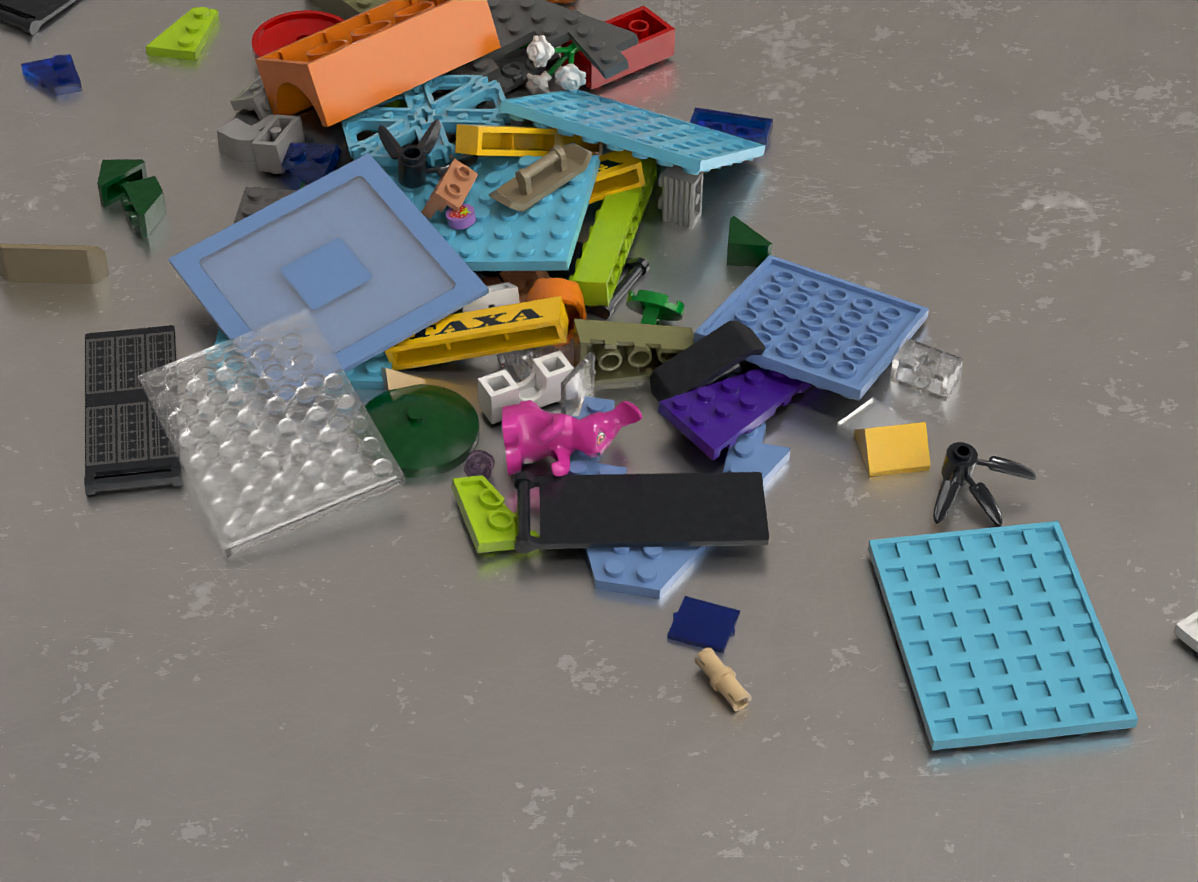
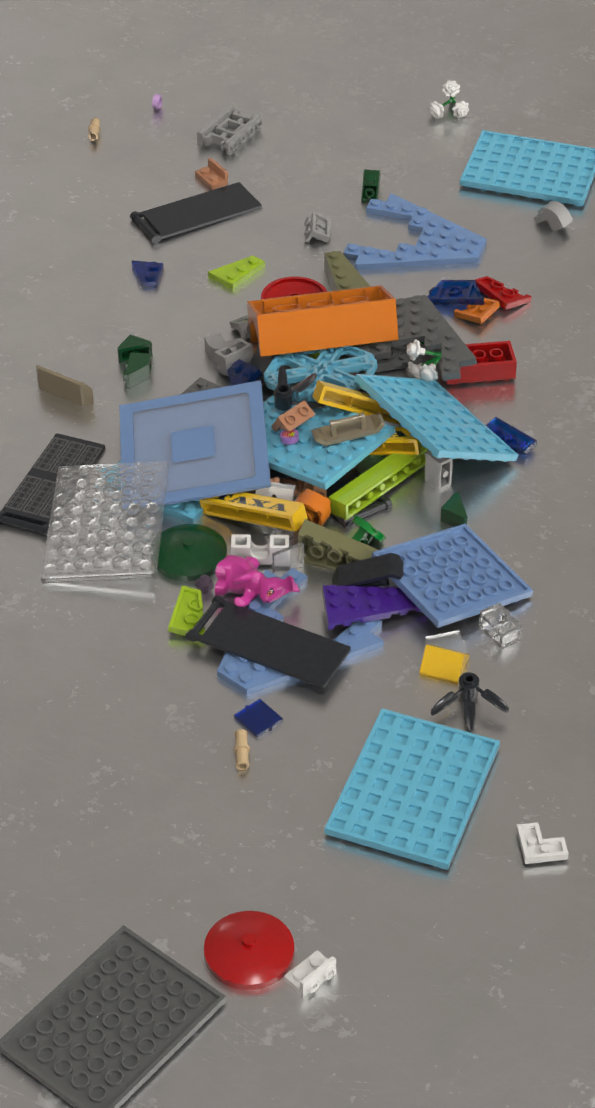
camera: 30 degrees right, 0 degrees up
(395, 379) = (197, 519): tan piece -> none

